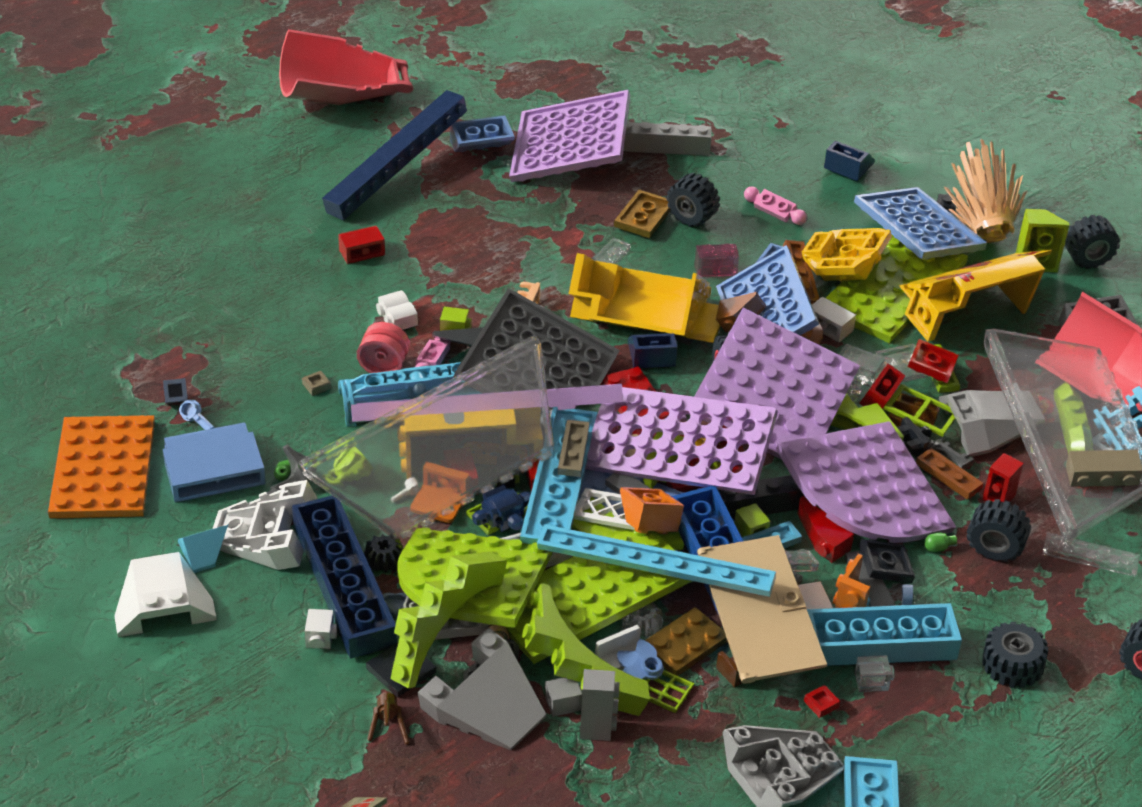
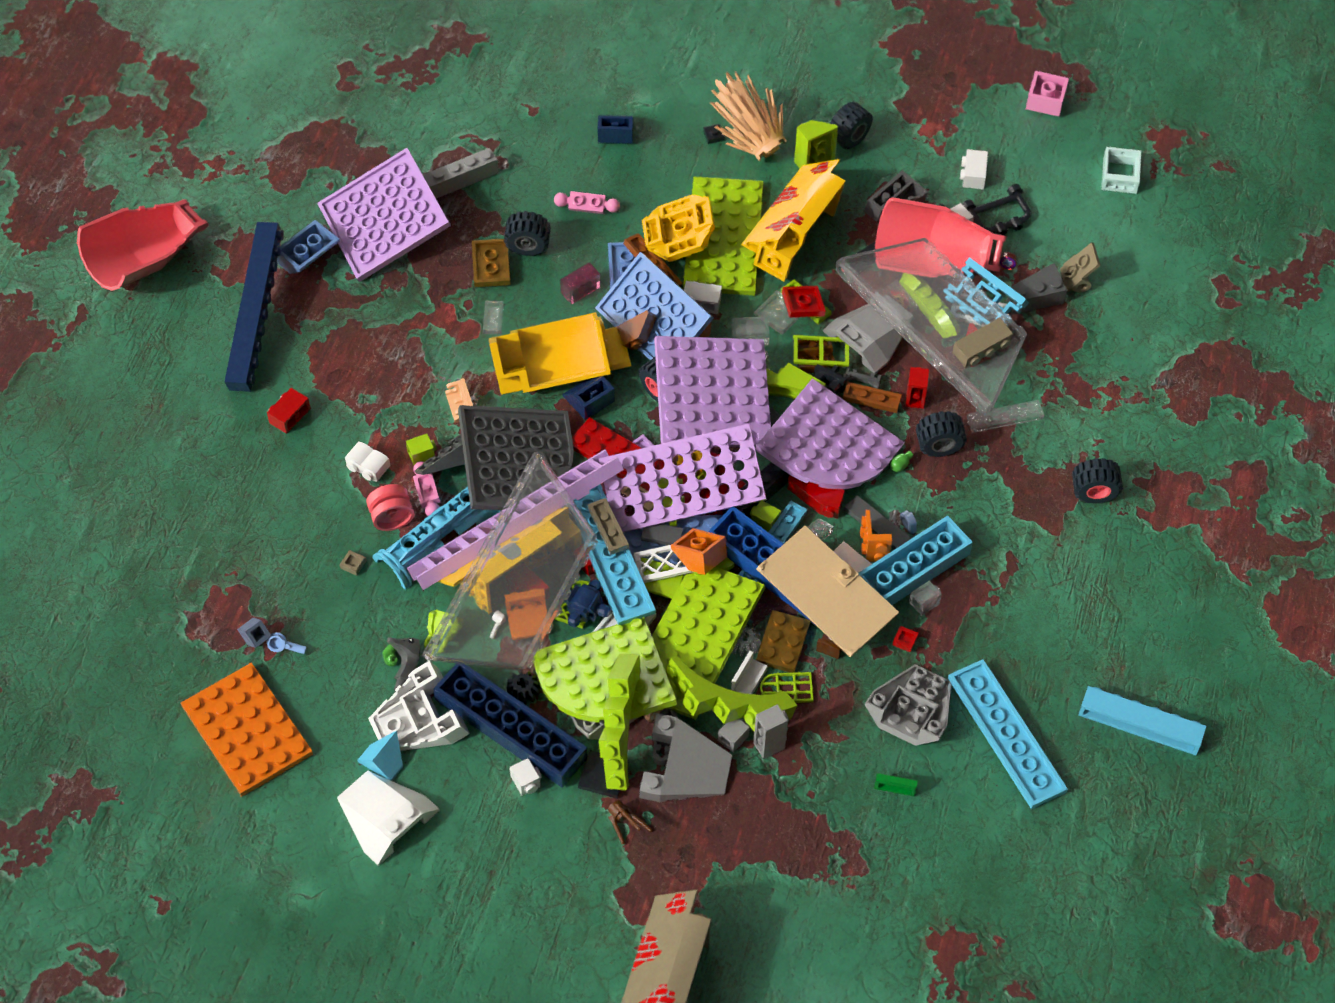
camera: 30 degrees left, 15 degrees up
(212, 462) = (331, 679): medium blue piece -> none
(394, 602) = (562, 721): sand blue tile -> none
(637, 662) = (765, 677): medium blue plate -> none
(657, 560) = (734, 593): medium azure plate -> none
(883, 387) = (782, 346): red brick -> none
(886, 561) = (877, 498): black tile -> none
(920, 223) = (711, 167): medium blue plate -> none
(1015, 654) = (1008, 531): black wheel -> none

